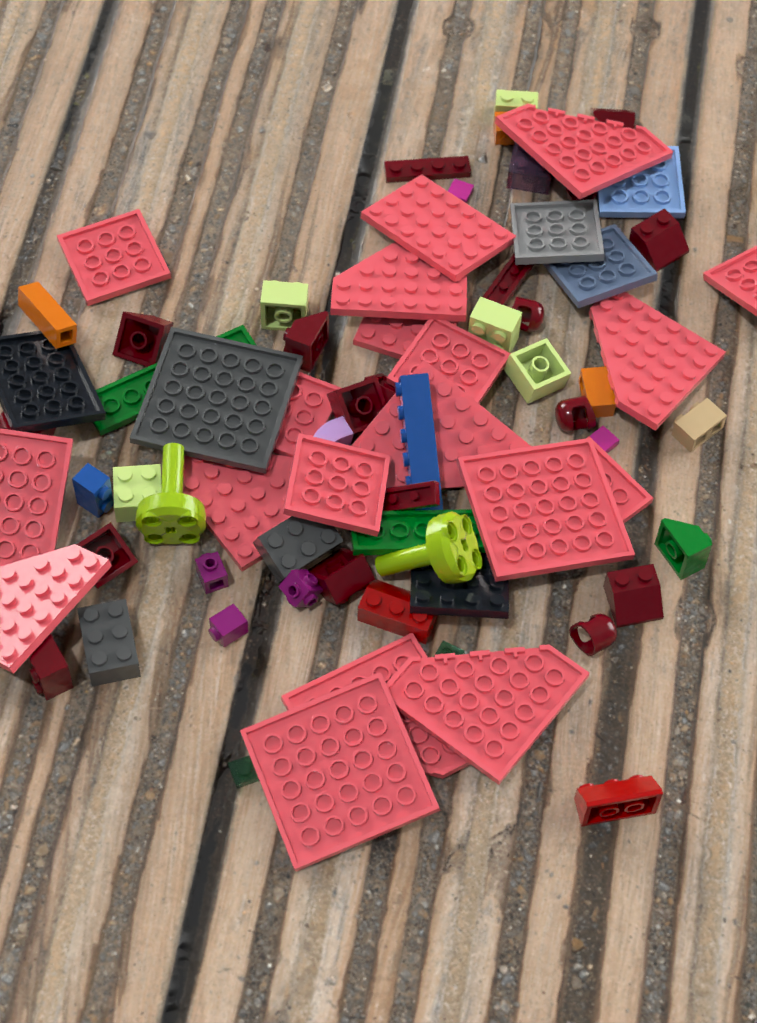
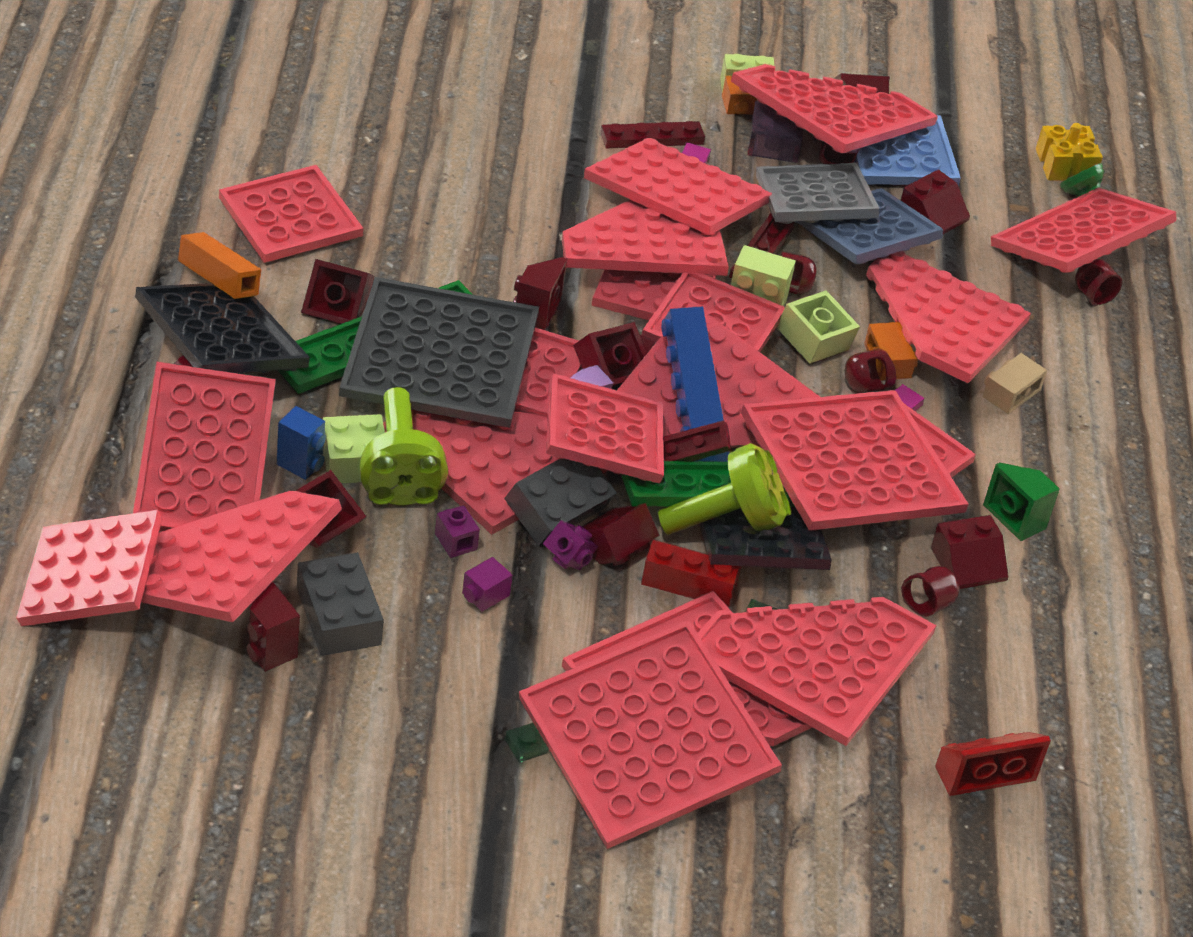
camera: 10 degrees left, 15 degrees down
(283, 304) = (505, 256): yellowish green brick -> none

